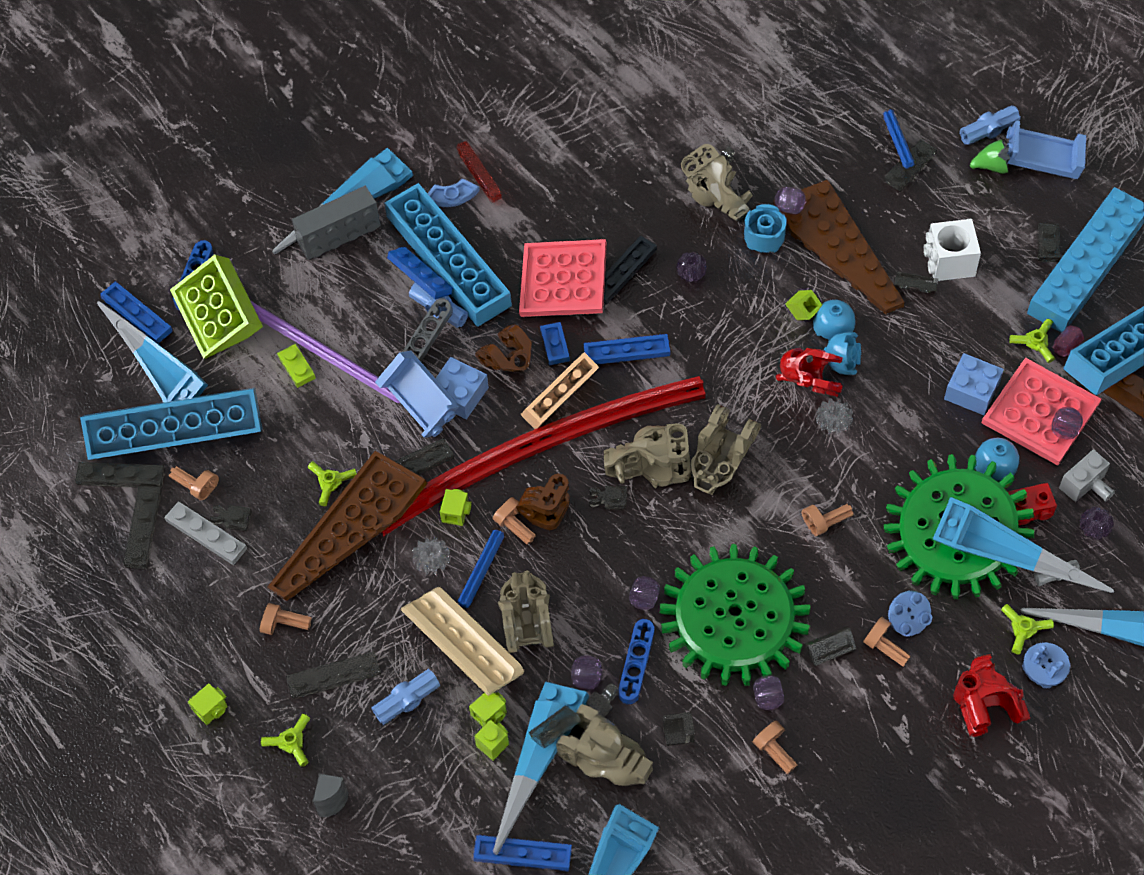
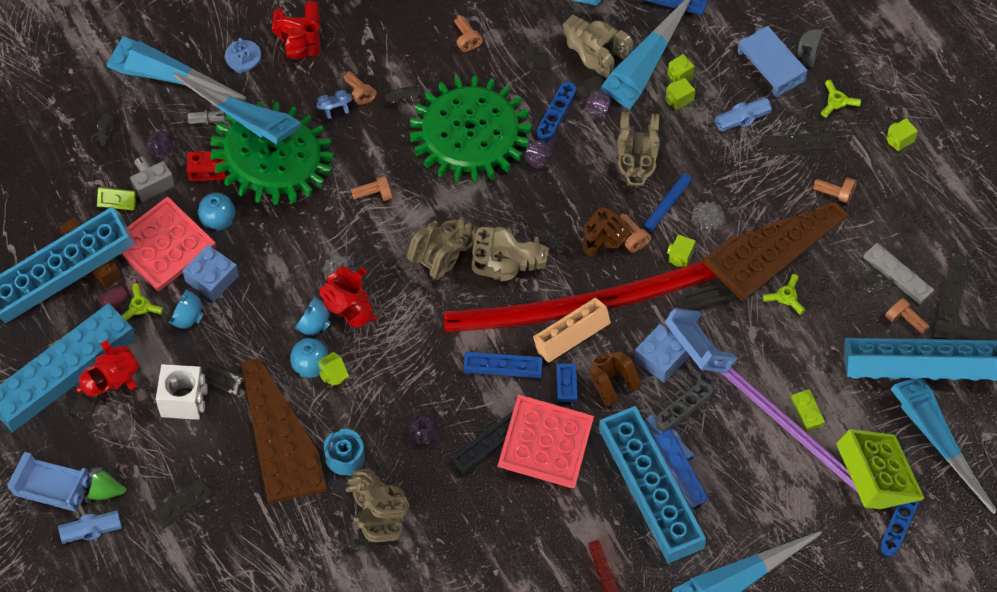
camera: 170 degrees left, 0 degrees up
(136, 312) = (958, 489): blue plate -> none
(336, 222) = (755, 533): dark grey brick -> none
(379, 777) = (773, 60): none -> medium blue panel
(453, 195) = (636, 561): medium blue tile -> none
(463, 640) = (693, 141): tan plate -> none
(554, 726) = (632, 54): clear smoke plate -> none
(768, 692) = (461, 66): clear purple piece -> none
(790, 200) = (313, 465): clear purple piece -> none
(898, 139) = (184, 525): blue axle -> none
(982, 335) = (187, 311): none -> dark azure cylinder
(1024, 627) = (249, 81): lime piece -> none
(1034, 249) = (109, 371): none -> red helmet
(1067, 423) = (150, 214): clear purple piece -> none
(1118, 450) = (117, 198): none -> lime plate

